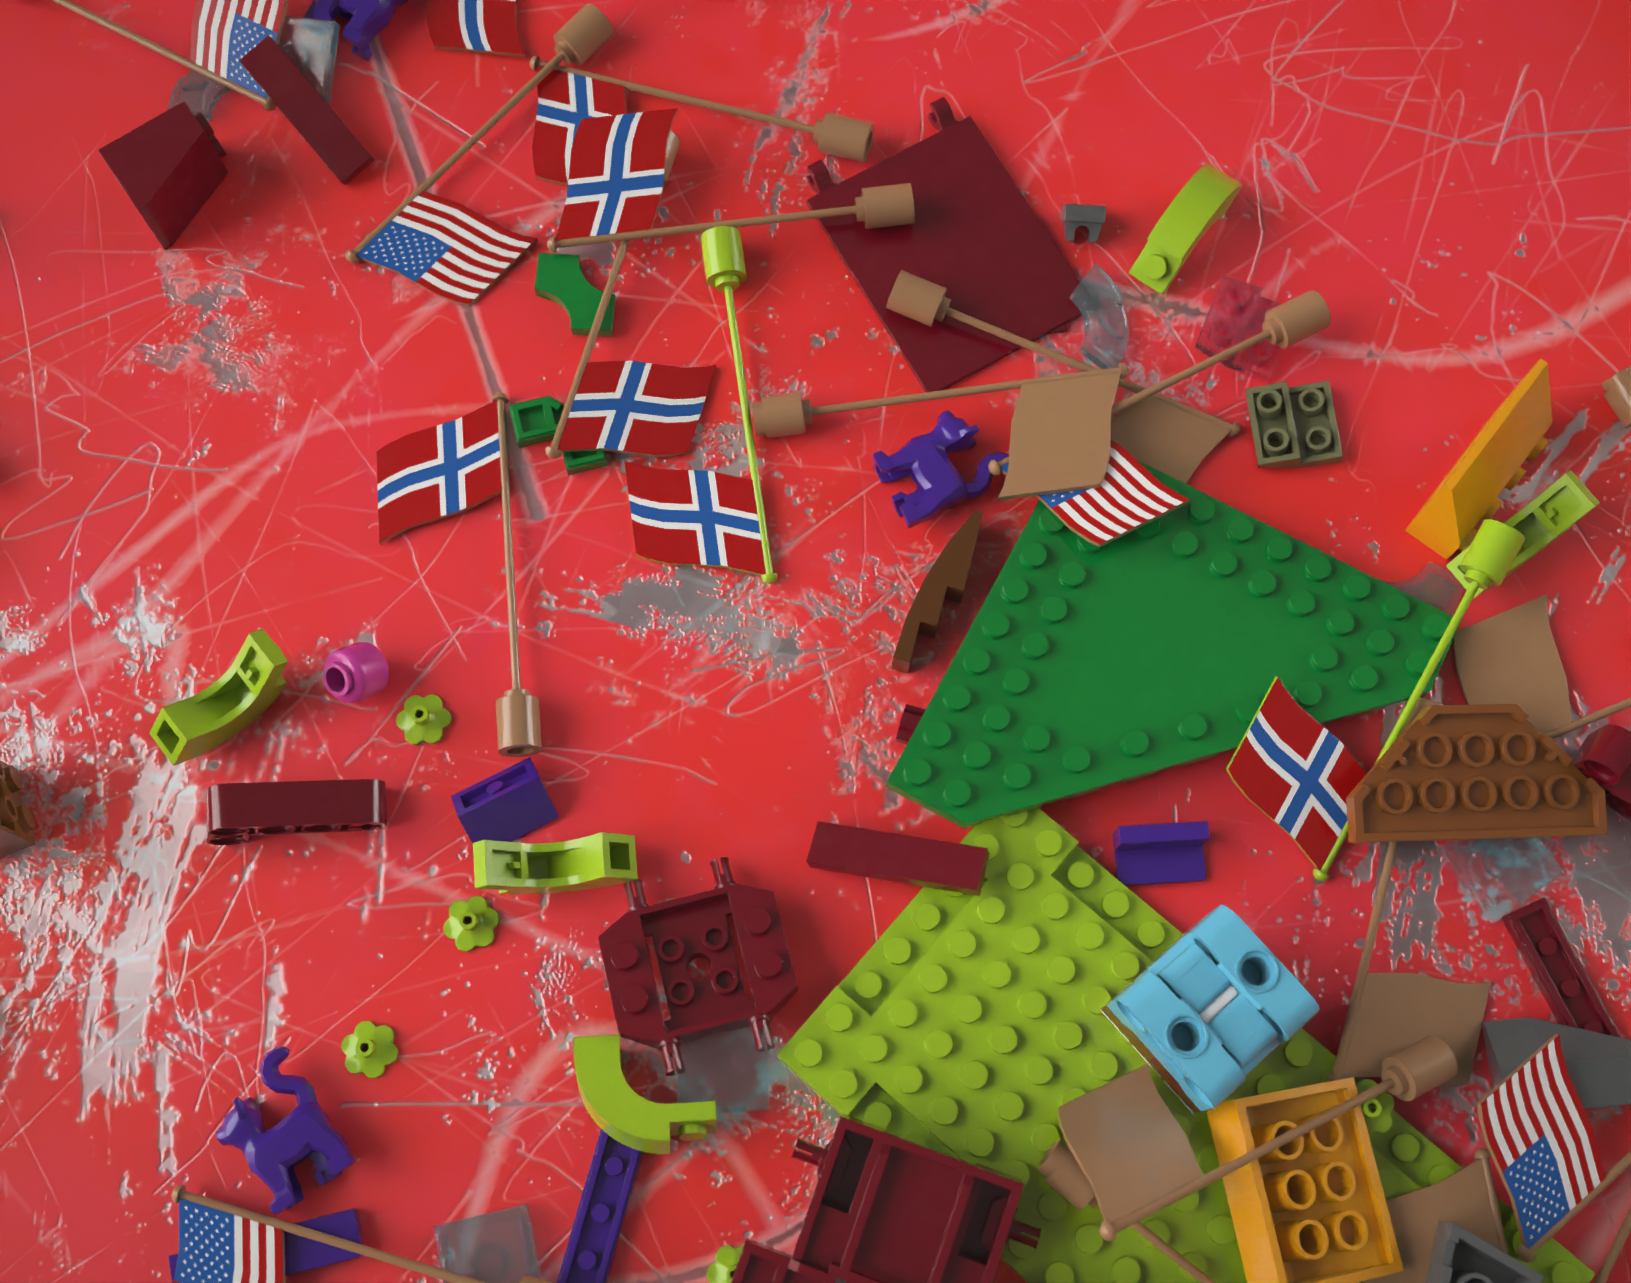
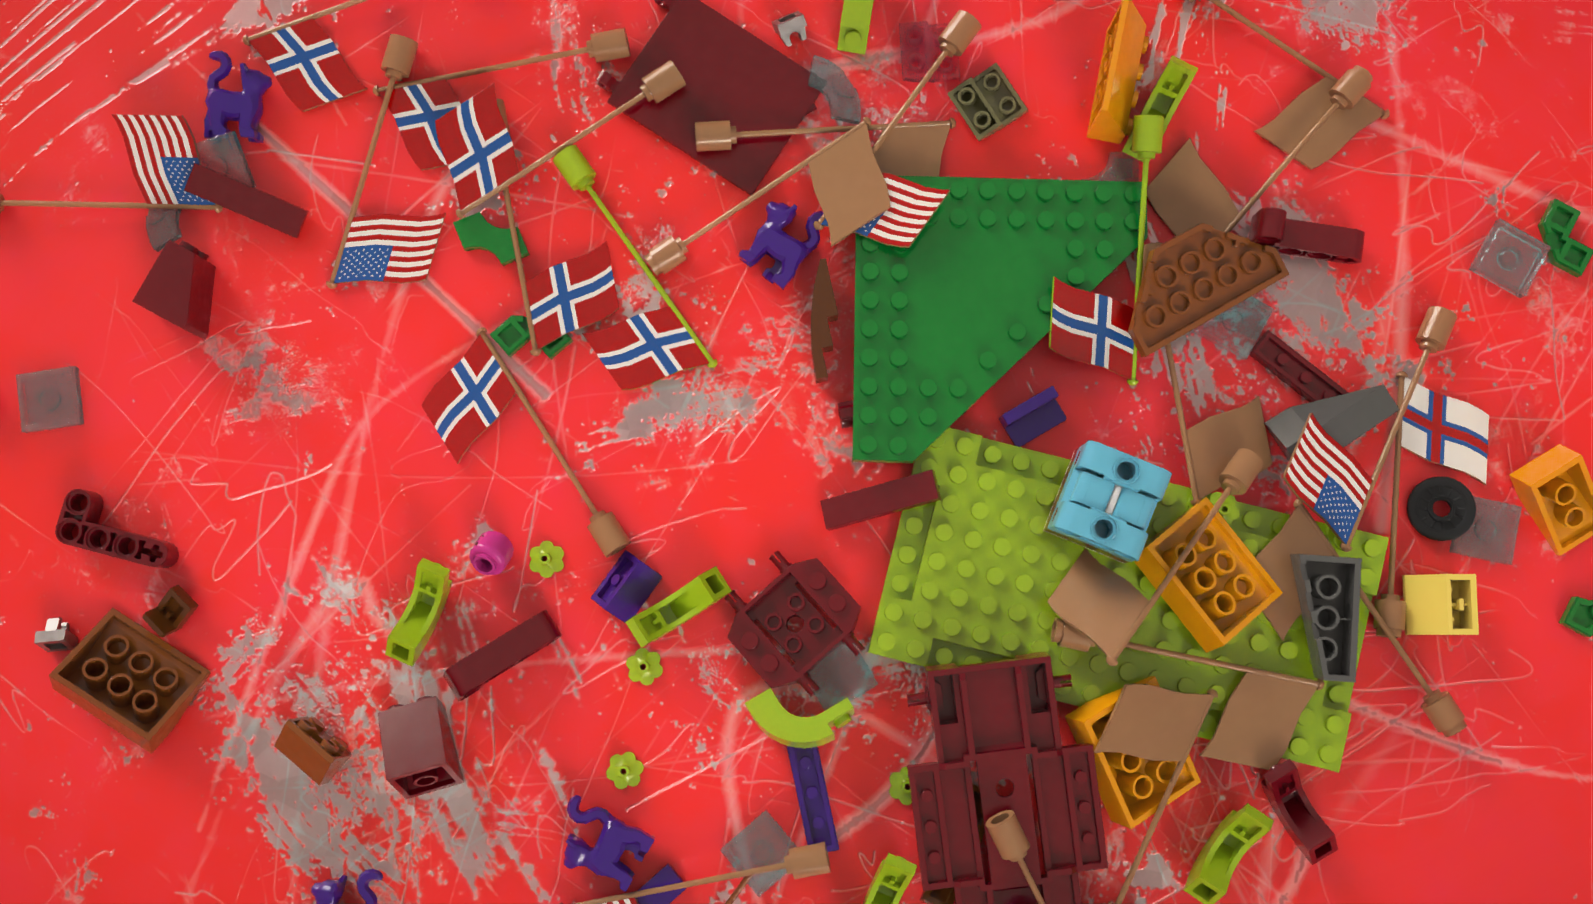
camera: 25 degrees left, 10 degrees up
(120, 877) = (419, 747): none -> dark red slope

